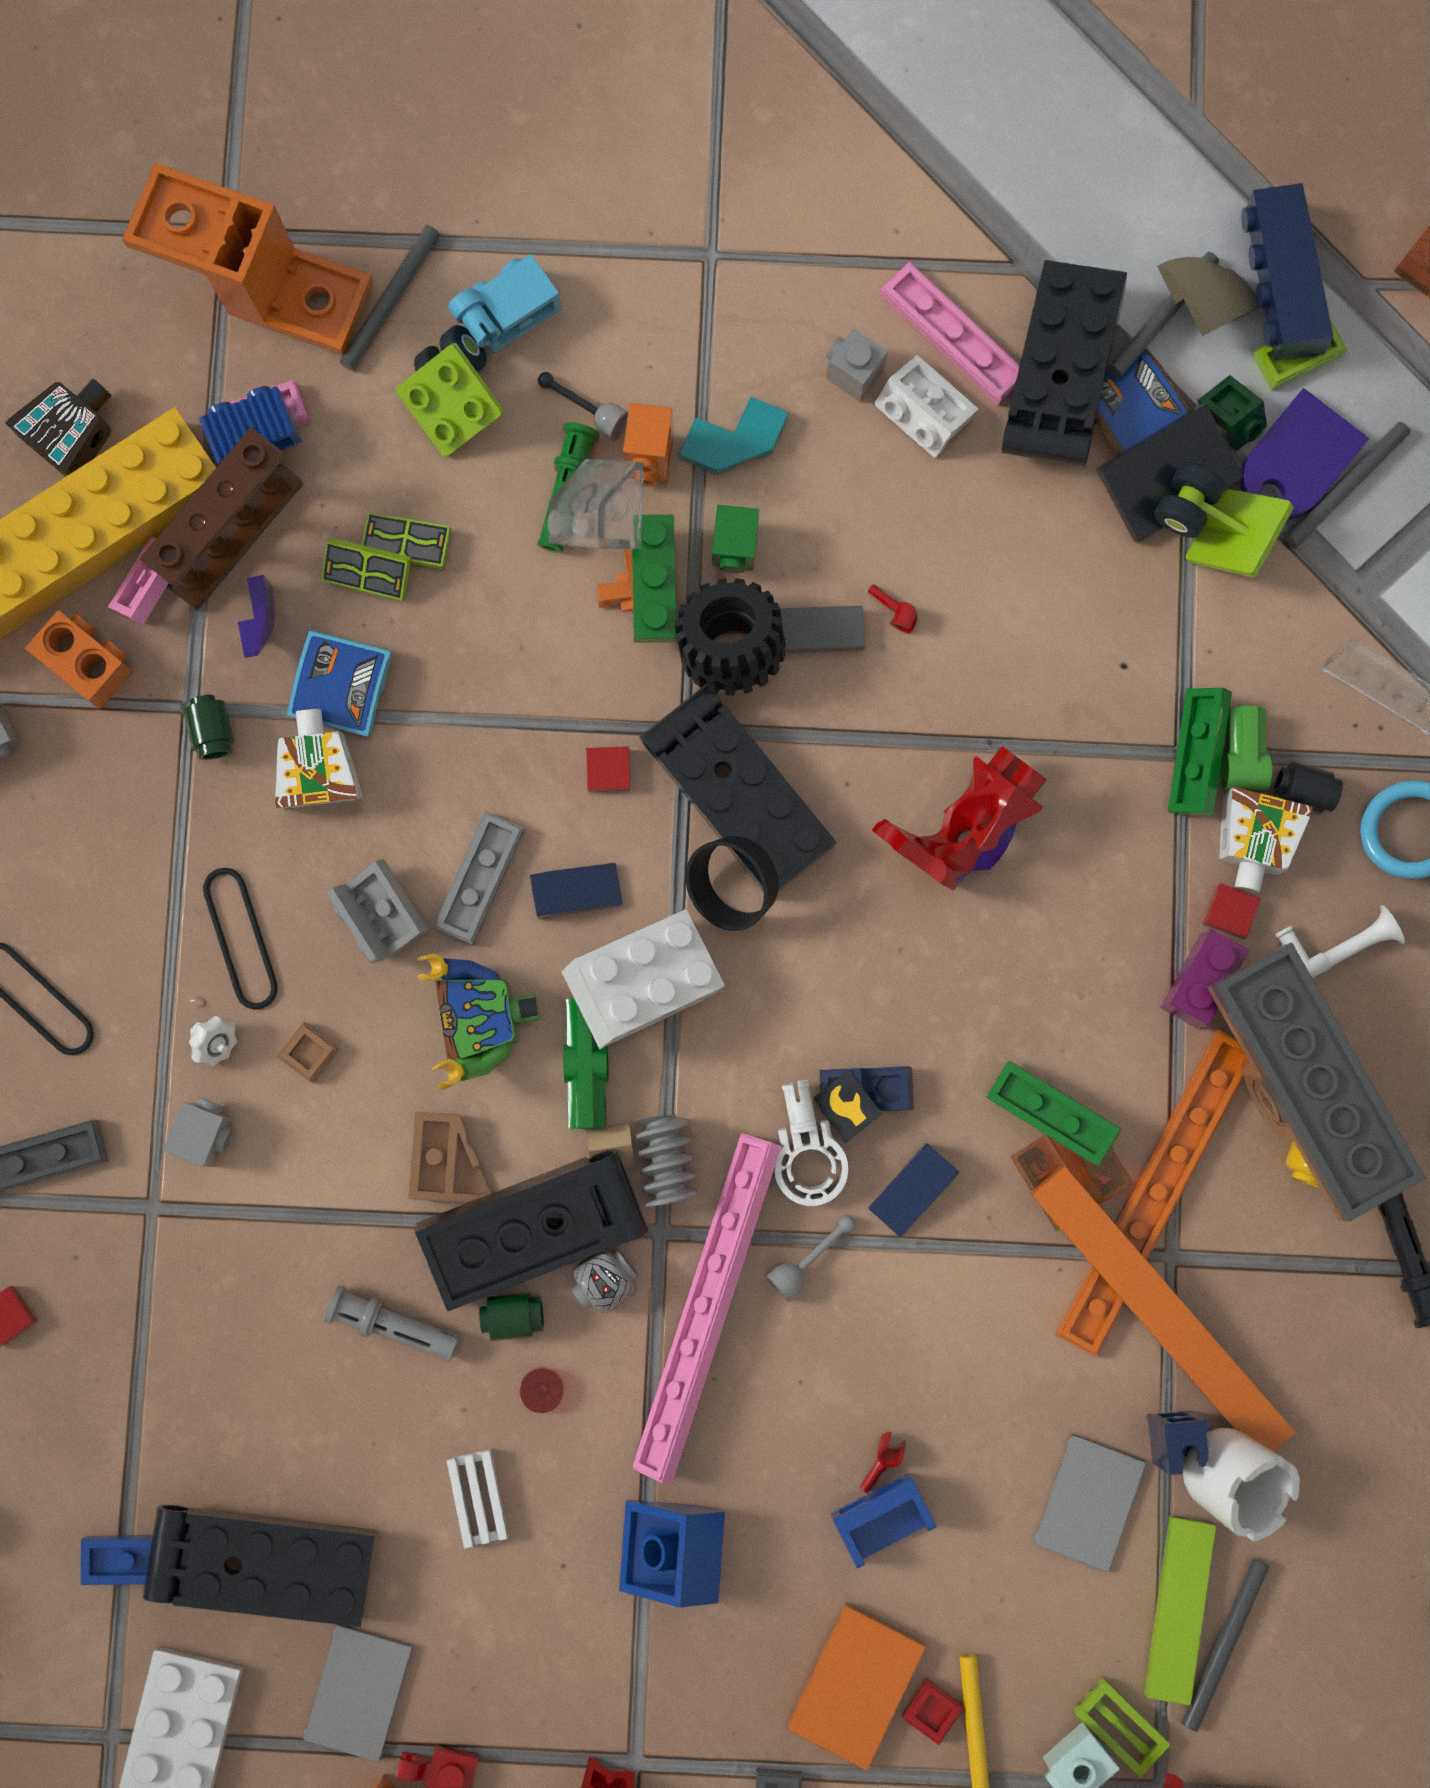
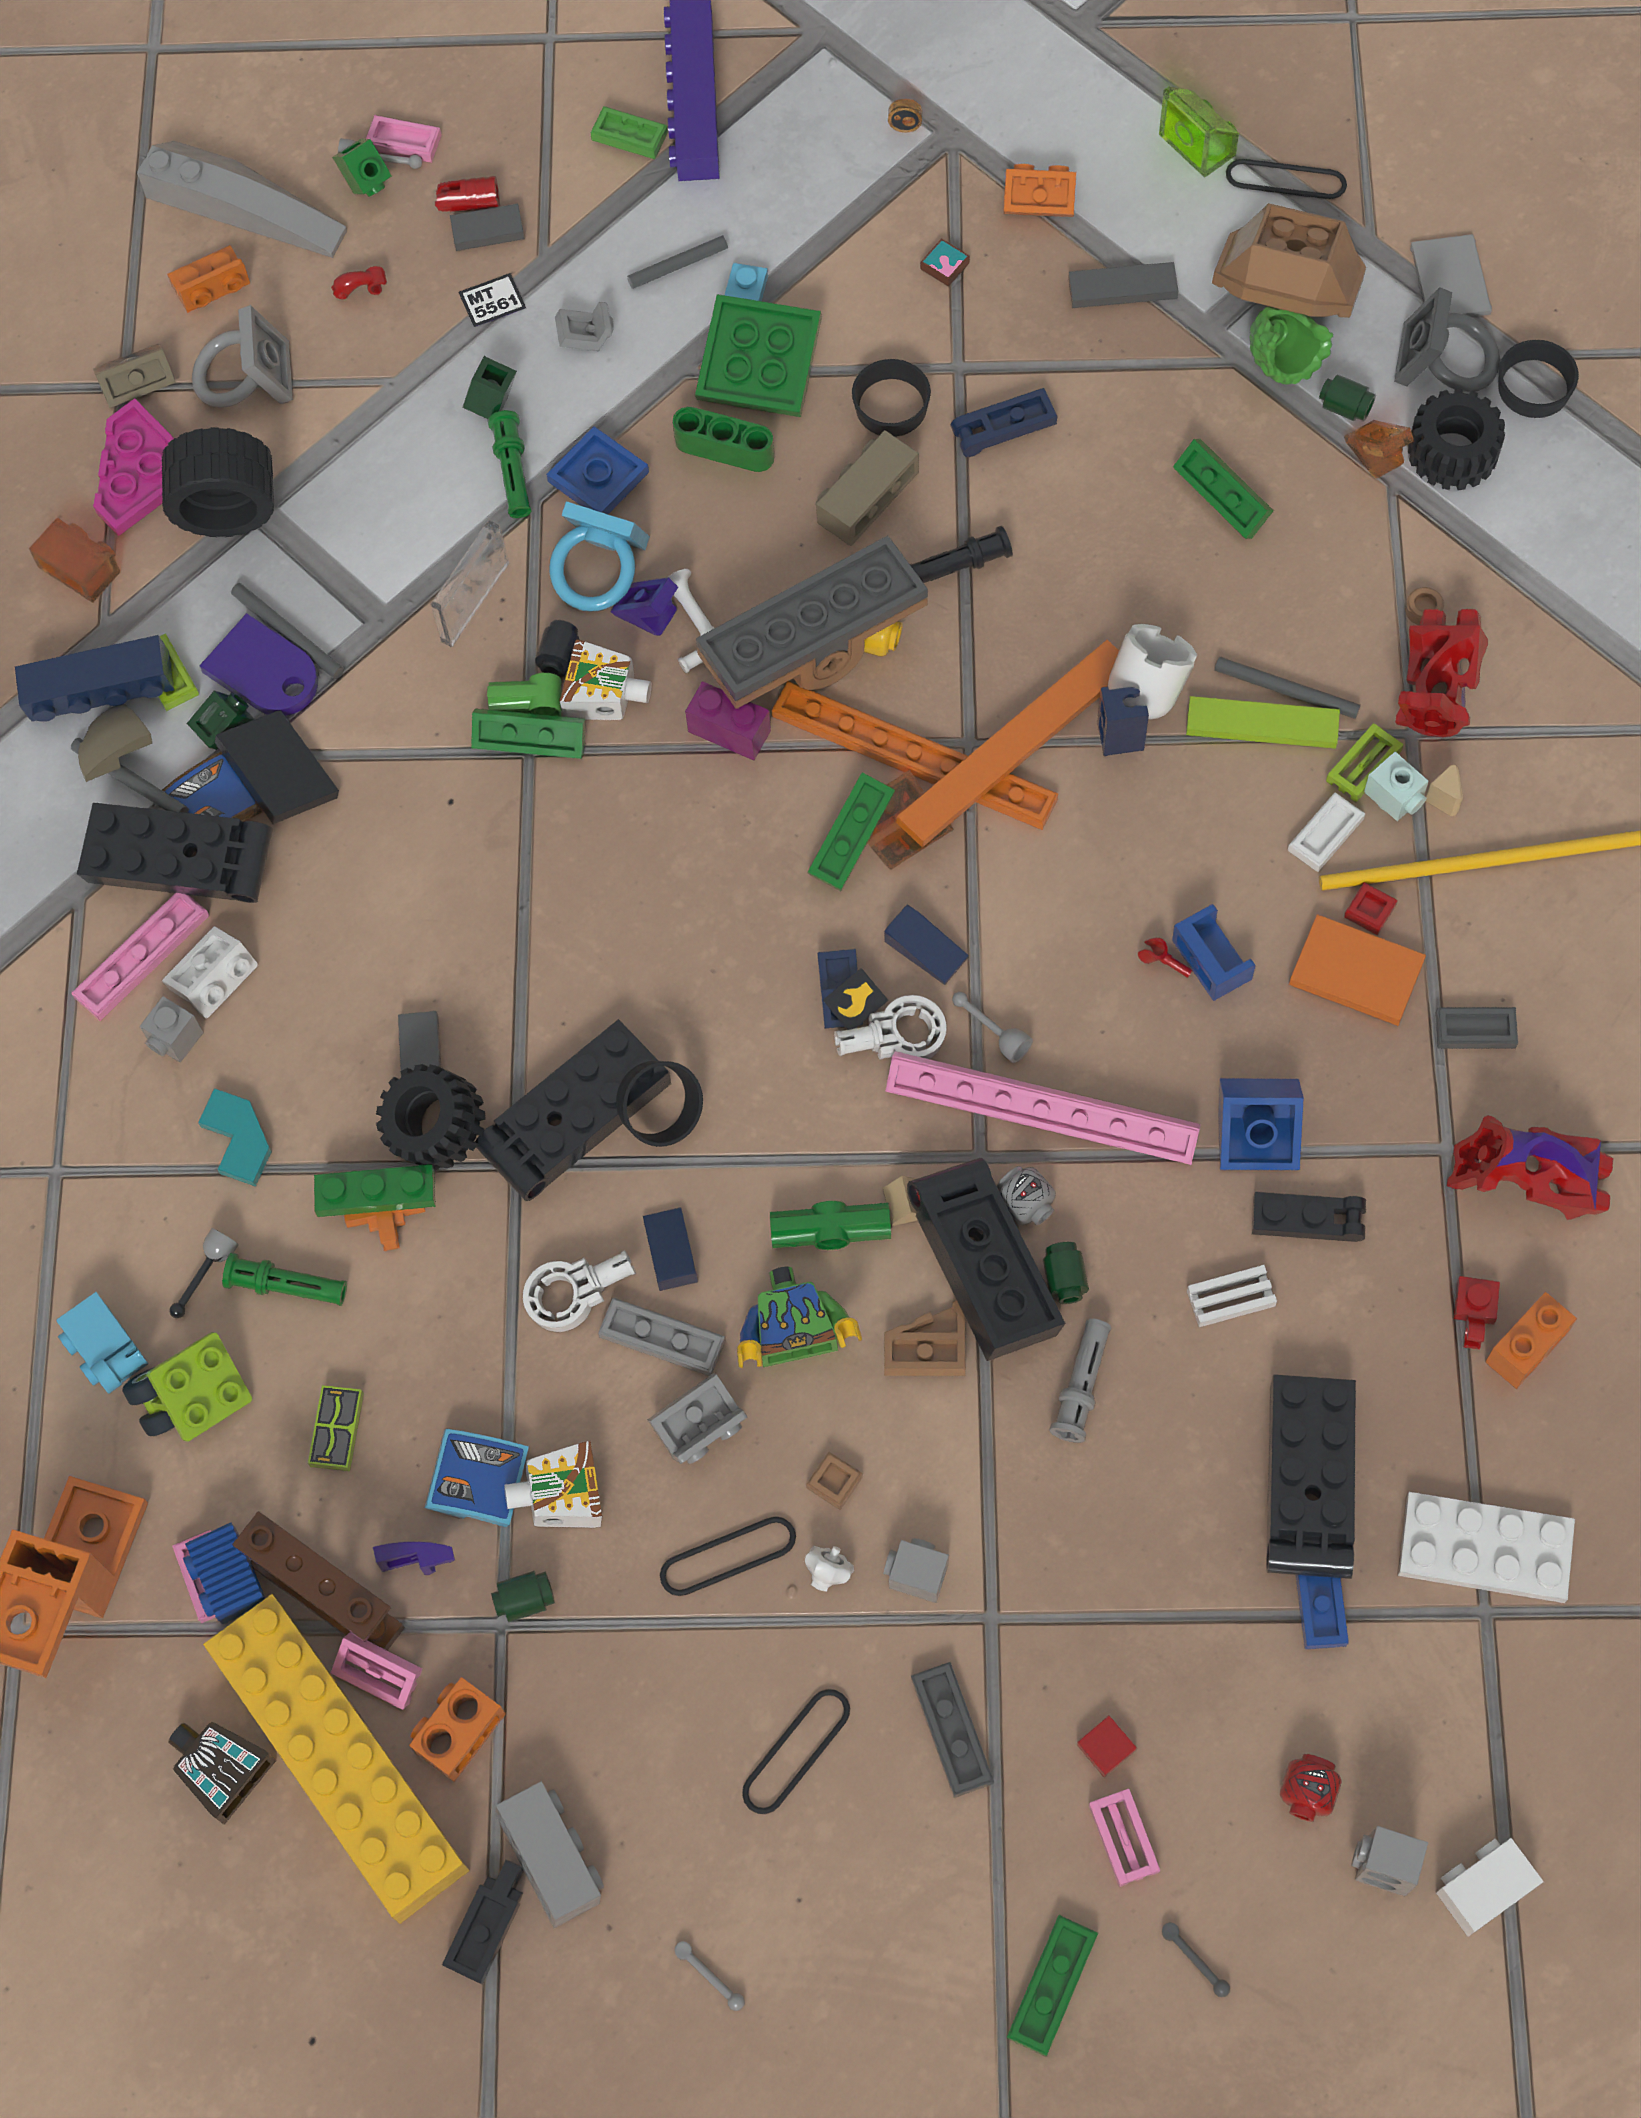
camera: 90 degrees left, 15 degrees down
(358, 1693) = (1416, 1389): light grey piece -> none
(365, 568) = (364, 1460): tile -> none
(389, 298) = (90, 1463): dark grey bar -> none
(542, 809) = (584, 1296): none -> white pin
(542, 1390) = (1129, 1247): clear red tile -> none
(562, 1593) = (1308, 1216): none -> black plate
(599, 506) = (306, 1235): clear slope -> none
(608, 769) = (554, 1227): red tile -> none
(642, 978) = (751, 1172): white brick -> none
(650, 441) = (246, 1200): orange brick -> none
(666, 1159) = (914, 1147): light grey piece -> none
(735, 538) = (336, 1123): green brick -> none
(905, 613) = (405, 979): red hand -> none
(990, 807) = (582, 893): red hips -> none
(1033, 1670) = (1326, 832): none -> white tile
(1089, 1503) = (1182, 796): light grey piece -> none
(1231, 911) = (667, 705): red tile -> none
(1233, 532) = (325, 718): lime plate -> none
(1362, 892) = (648, 605): none -> dark purple slope

